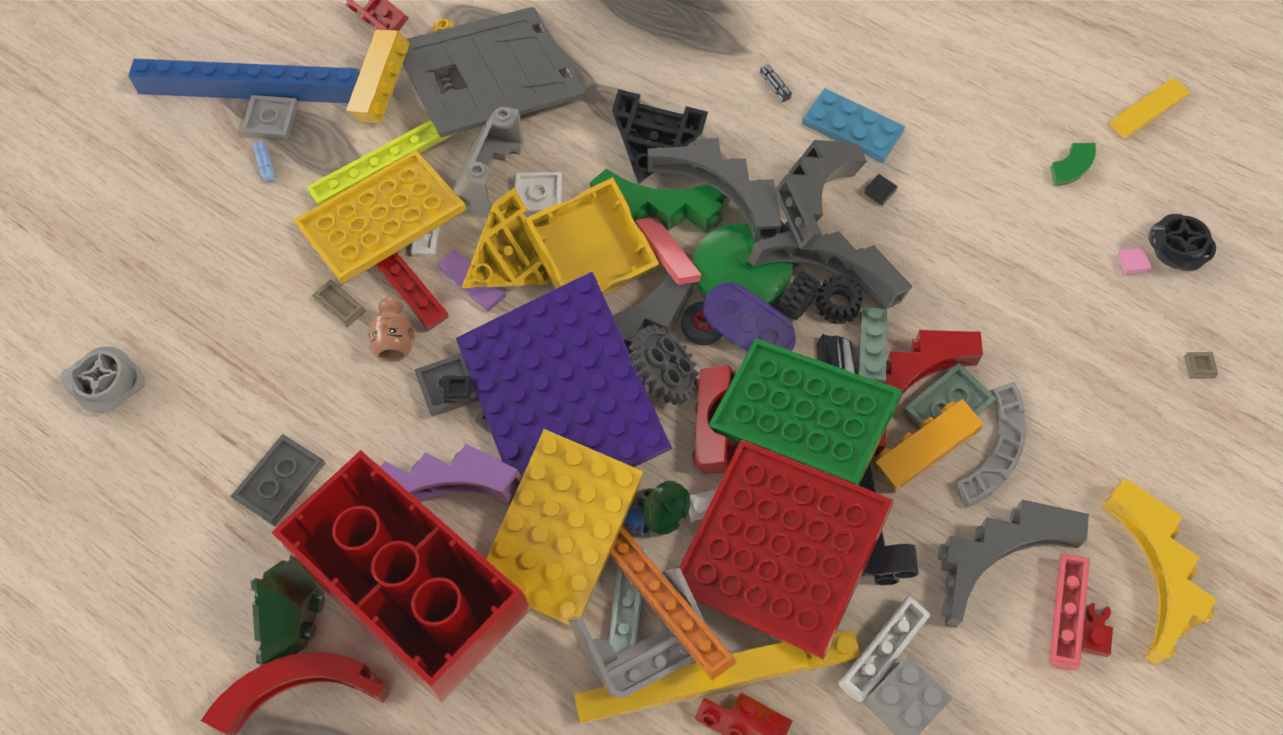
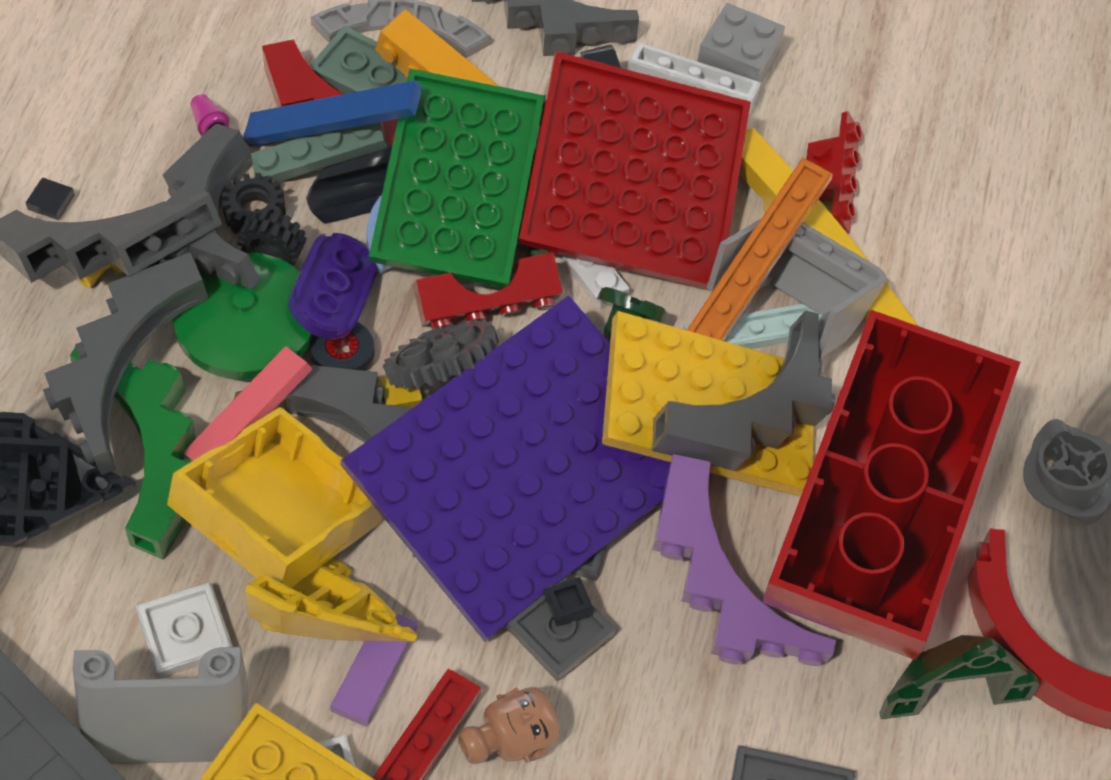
camera: 115 degrees left, 5 degrees down
(521, 508) = (729, 431): none -> dark grey arch
(888, 349) = (333, 113): none -> blue tile
(927, 291) = (207, 113): none -> dark pink cone

